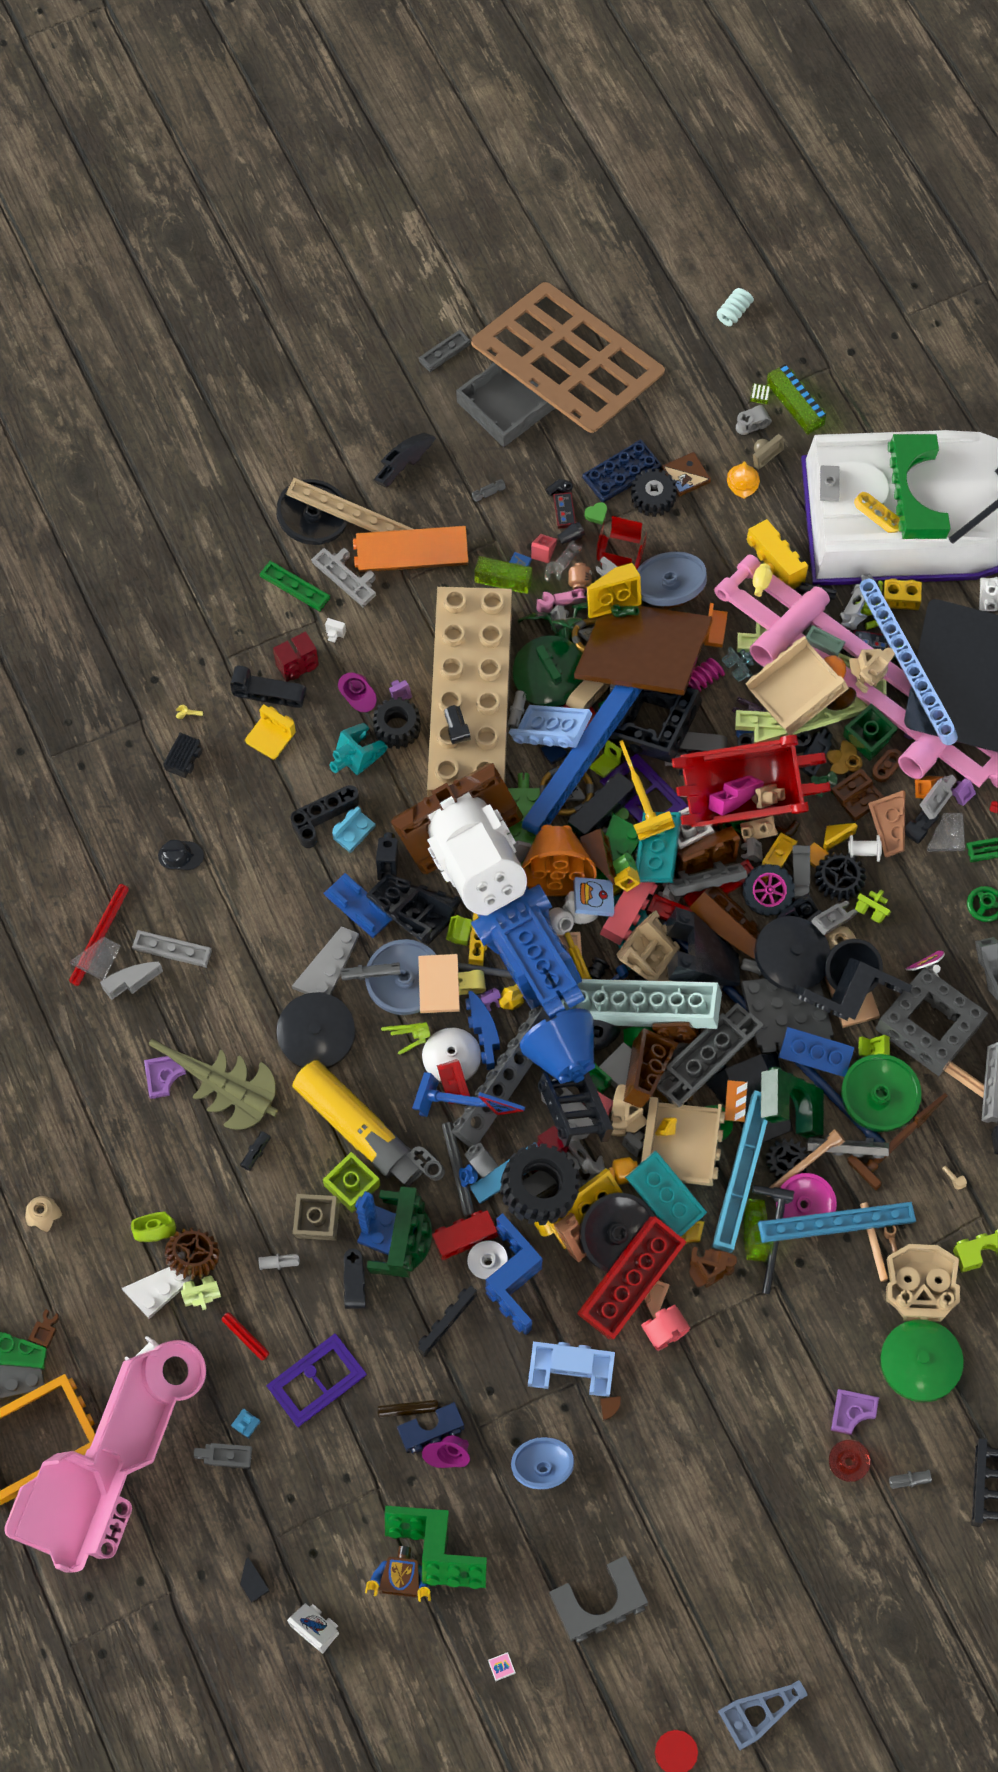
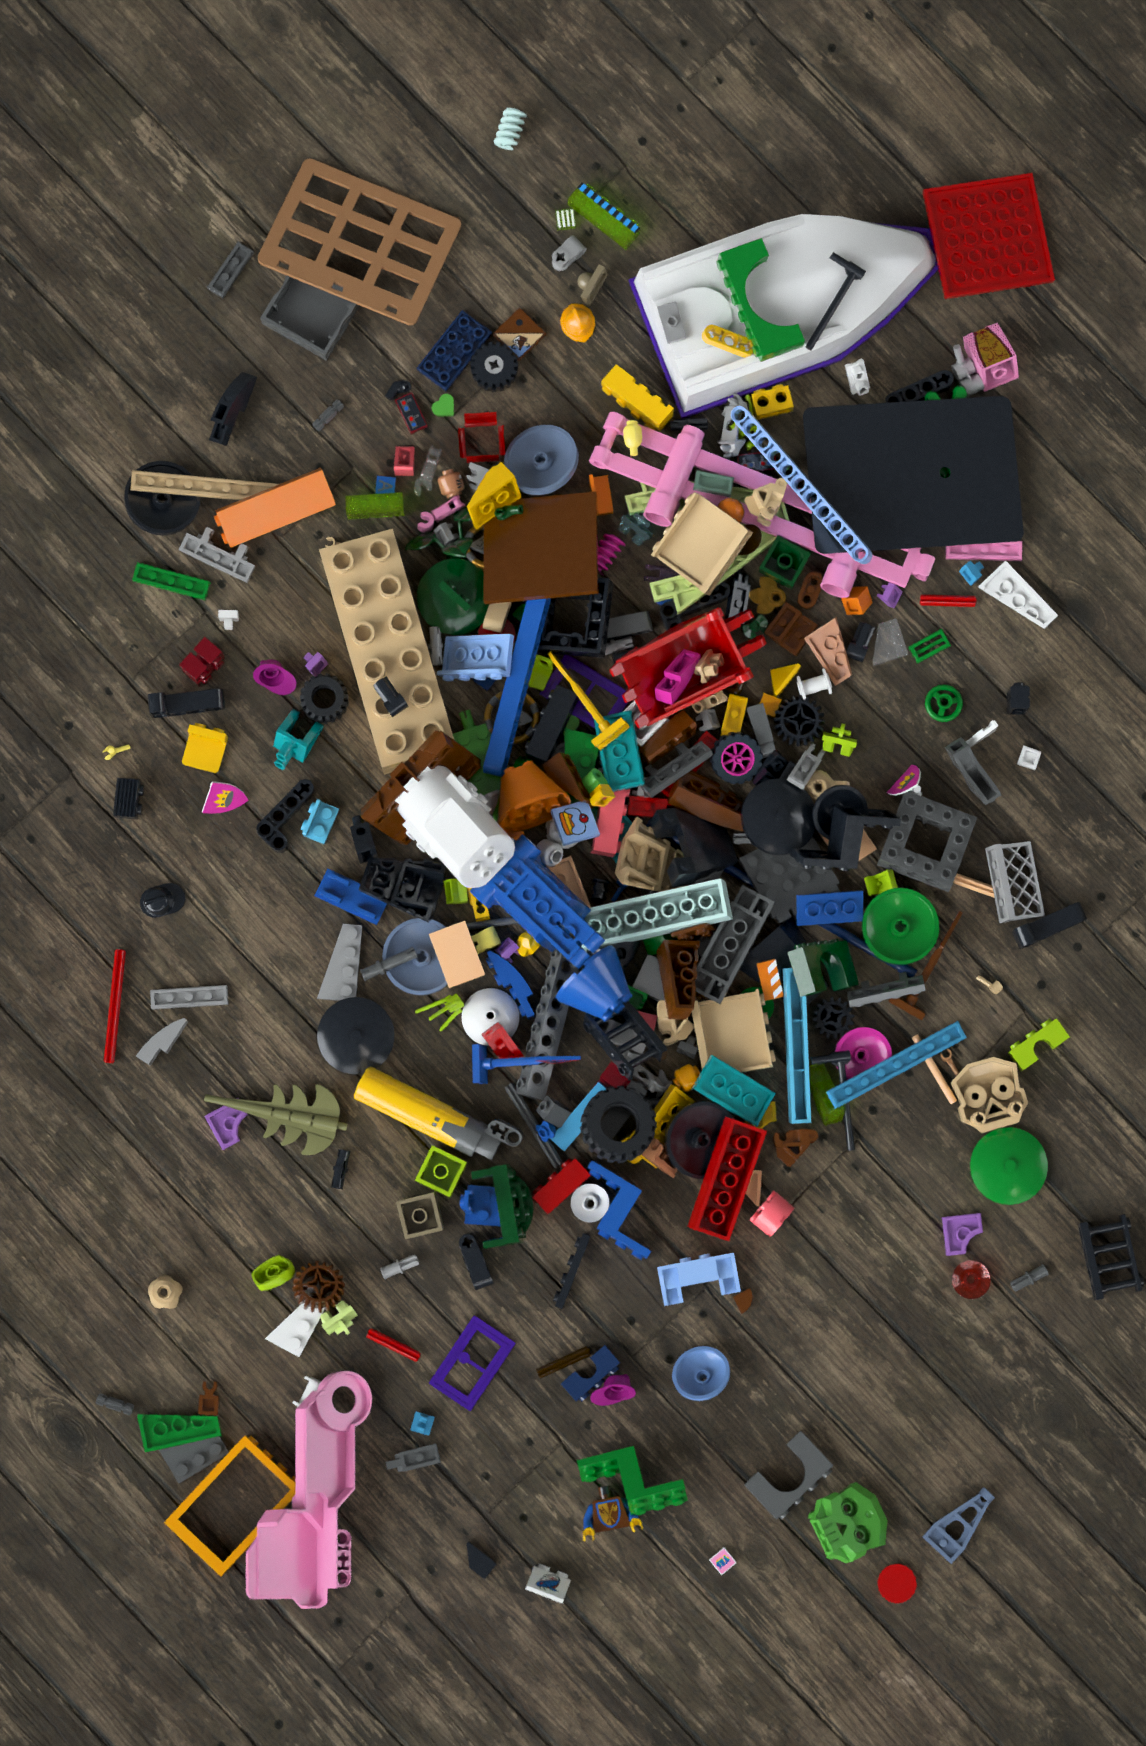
camera: 20 degrees left, 15 degrees up
(97, 958) = (123, 1031): clear wing -> none
(270, 780) = (223, 798): none -> dark pink shield
(571, 533) = (426, 438): black cone -> none
(577, 957) = (578, 886): yellow axle -> none
(662, 1667) = (863, 1516): none -> bright green brick
(667, 1127) = (713, 1025): yellow slope -> none
(833, 1140) = (872, 990): medium nougat piece -> none
(938, 796) = (869, 611): light grey hinge -> none

